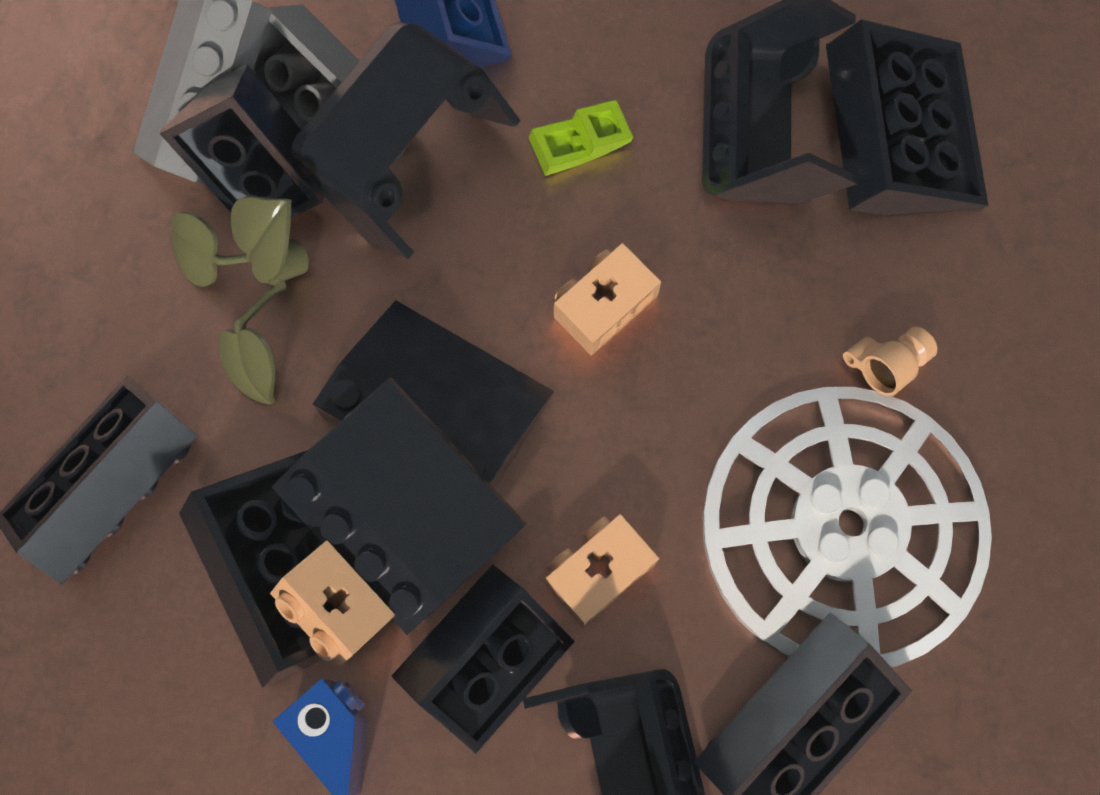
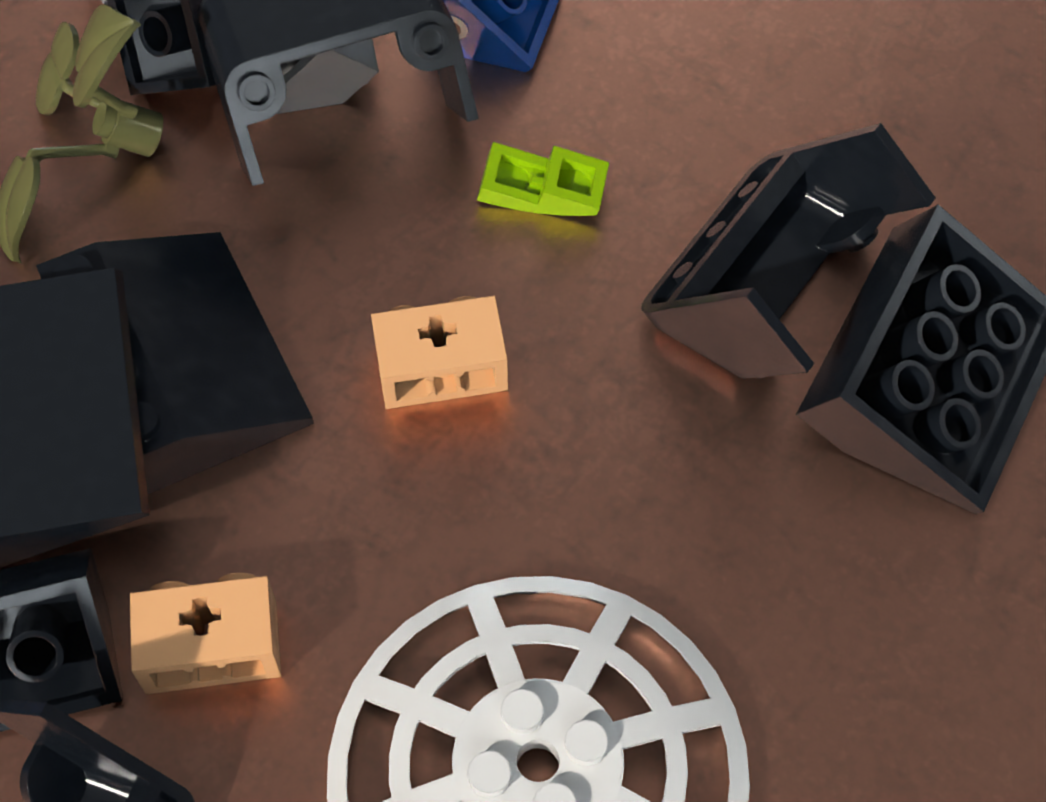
camera: 35 degrees right, 15 degrees down
(894, 363) = (726, 614): light nougat piece -> none

